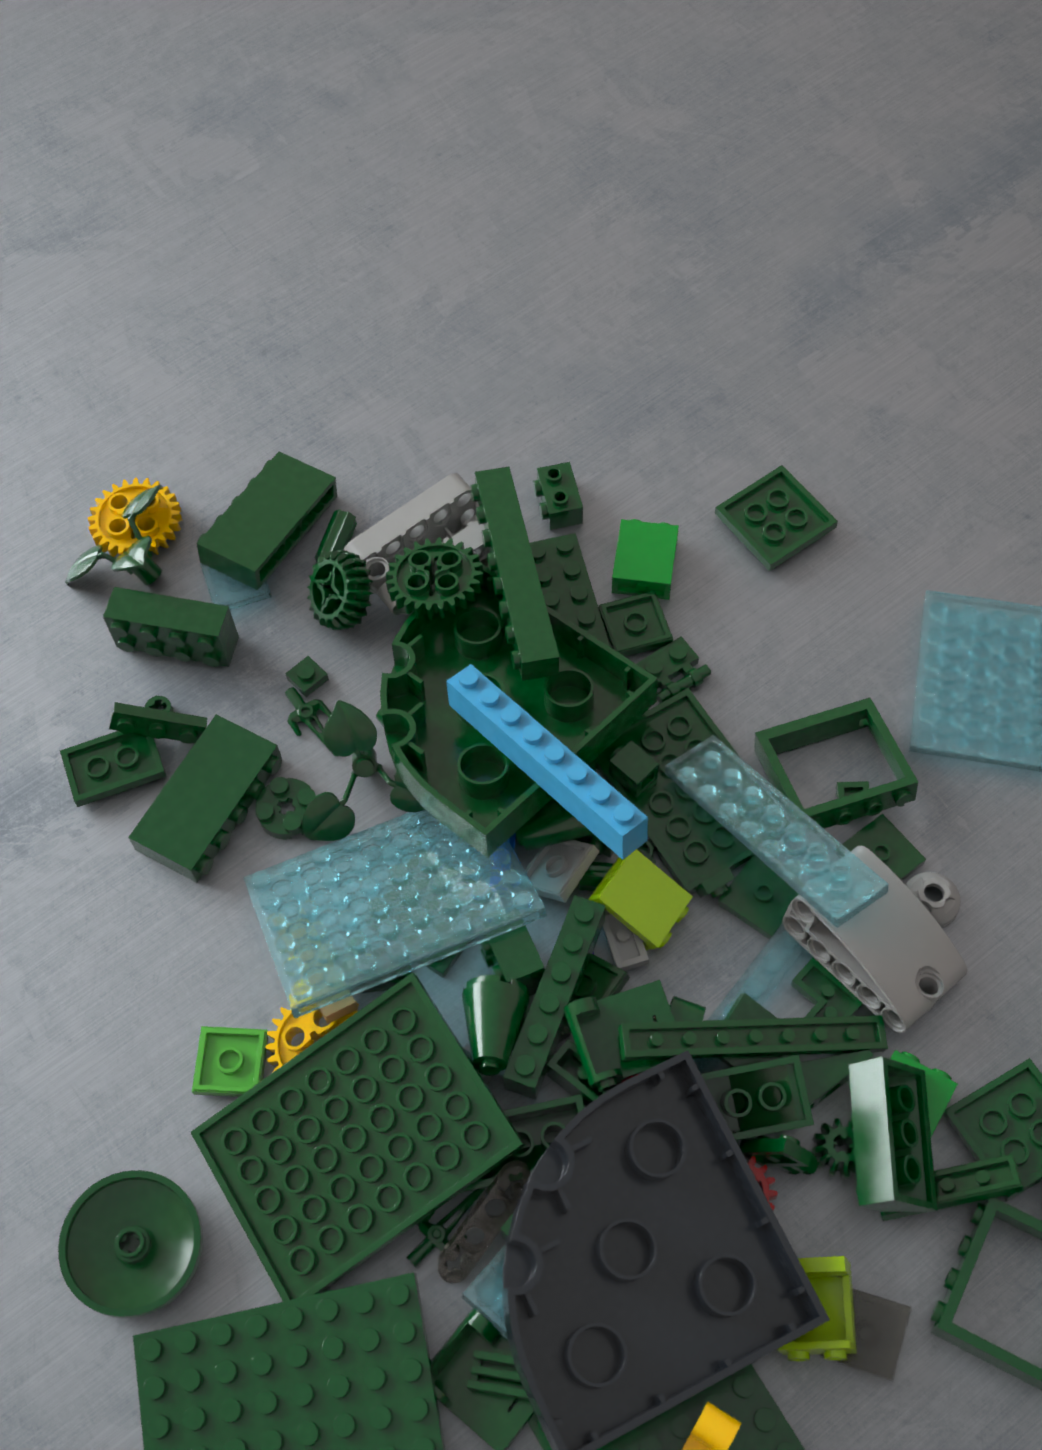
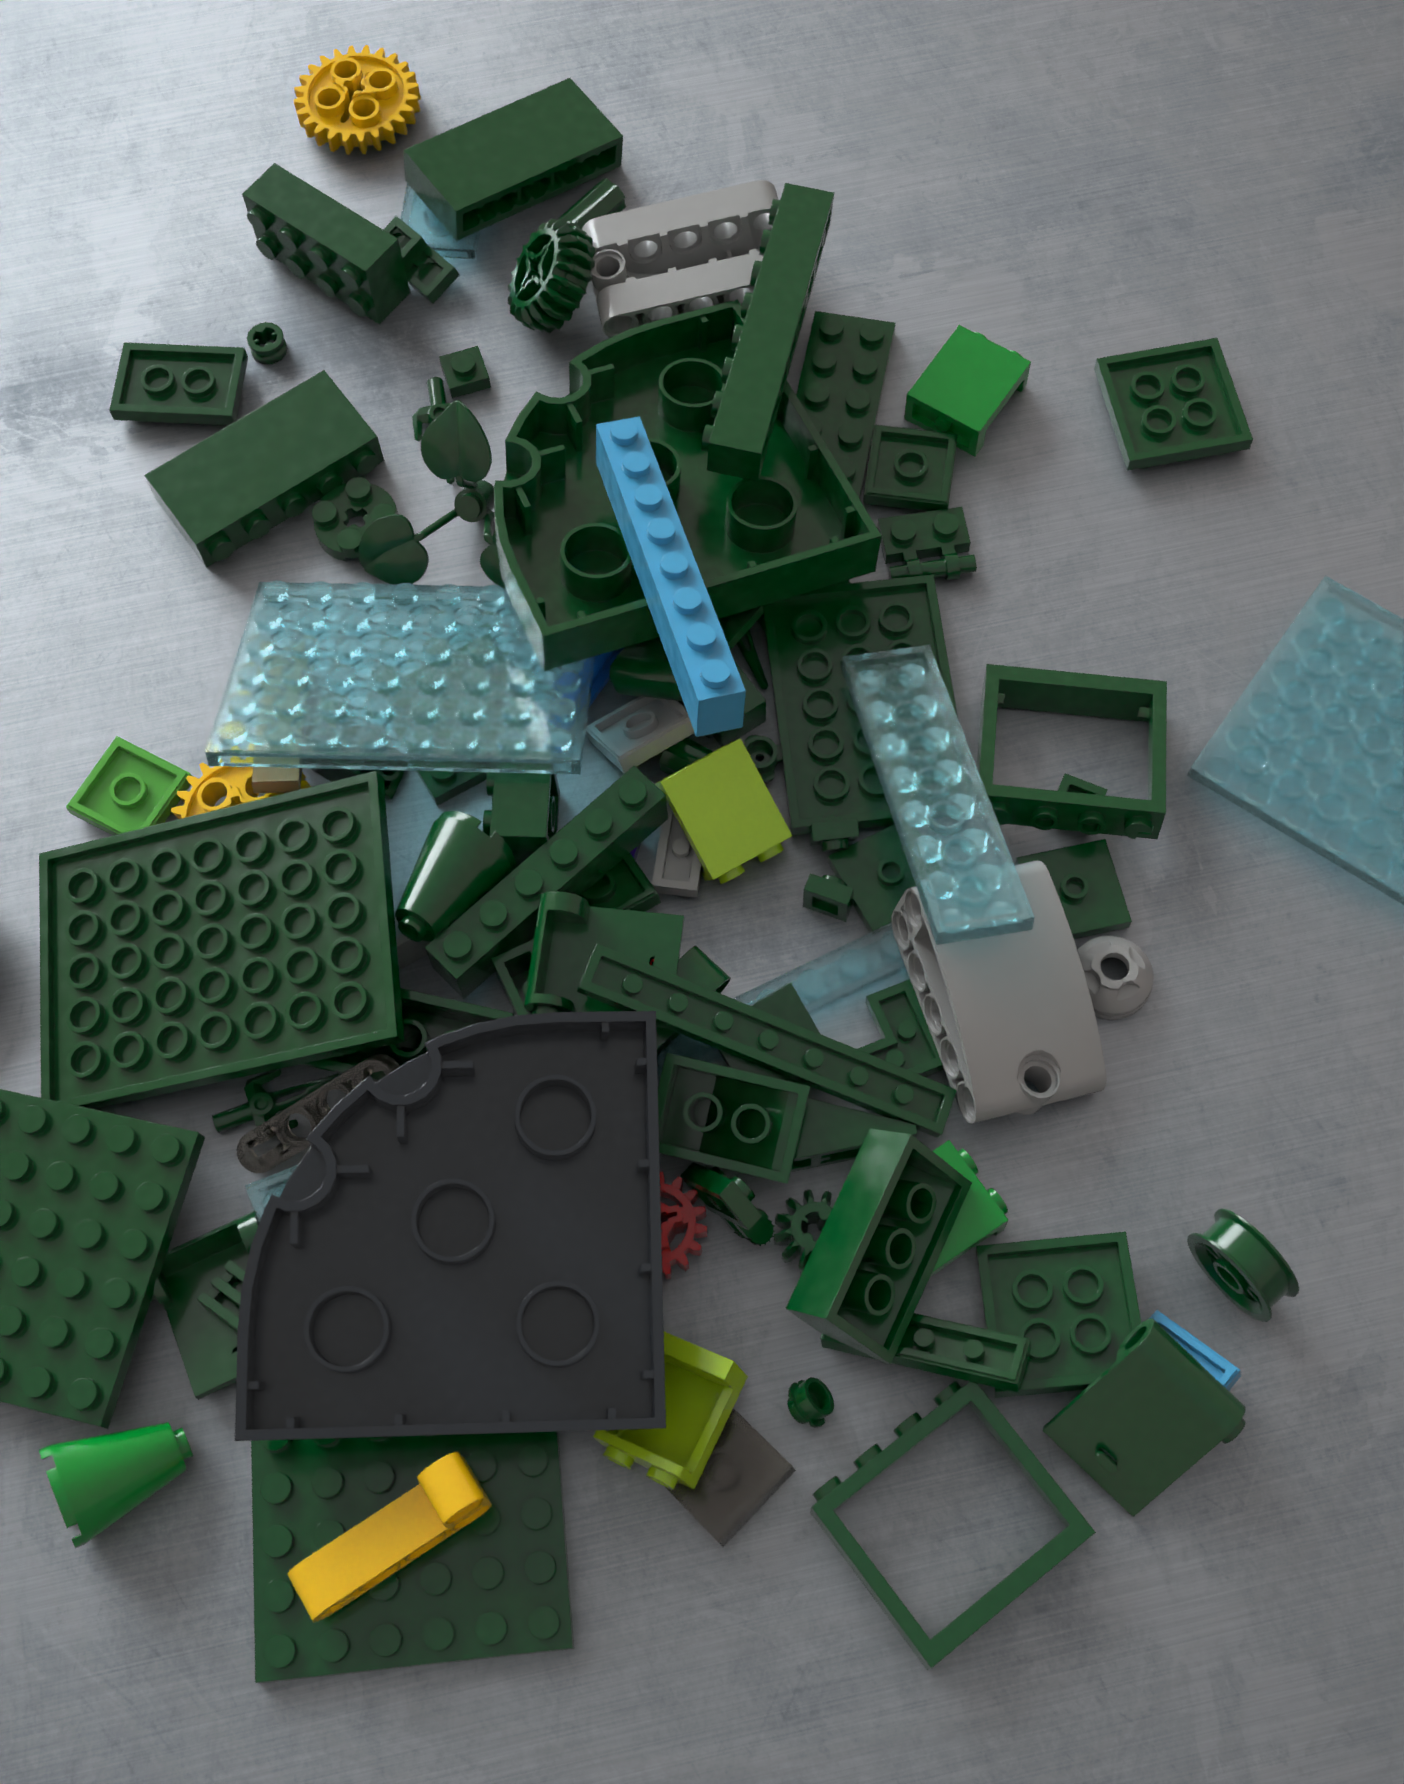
camera: 25 degrees right, 5 degrees up
(136, 558) = (331, 154): dark green plant -> none
(157, 723) = (246, 350): dark green plate -> none
(247, 617) = (423, 266): none -> dark green slope
(455, 580) = (667, 300): dark green gear -> none
(559, 496) = (898, 267): dark green brick -> none
(633, 768) = (801, 644): dark green brick -> none
(733, 925) = (828, 896): none -> dark green plate
(896, 1260) = (810, 1402): none -> dark green plate

